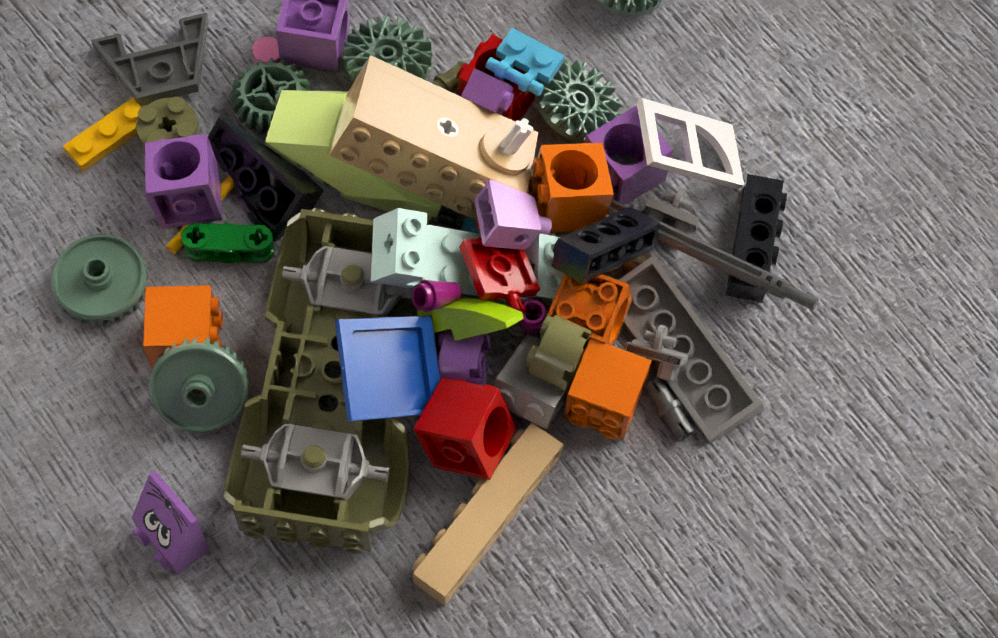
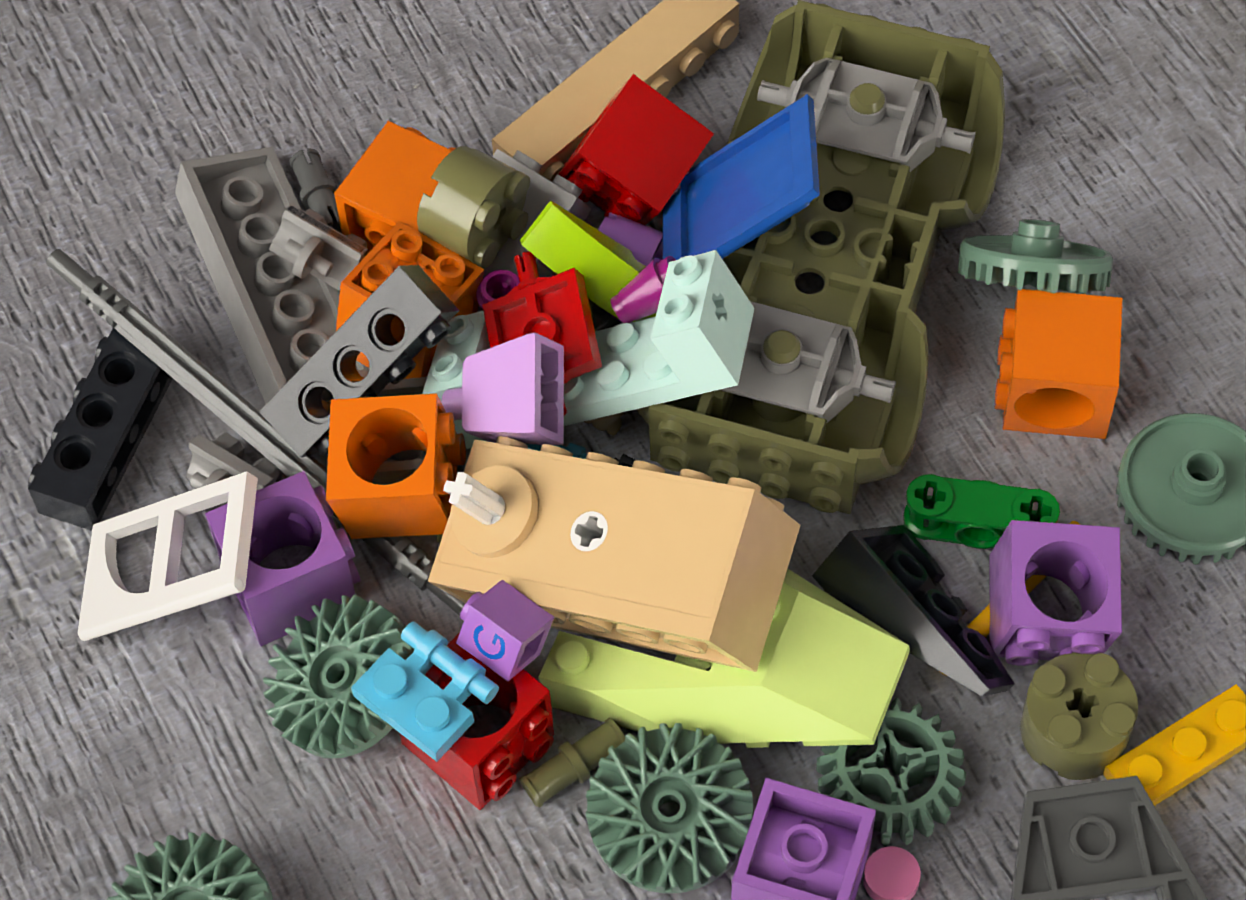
camera: 165 degrees left, 5 degrees down
(167, 526) = (1078, 94): medium lavender slope -> none

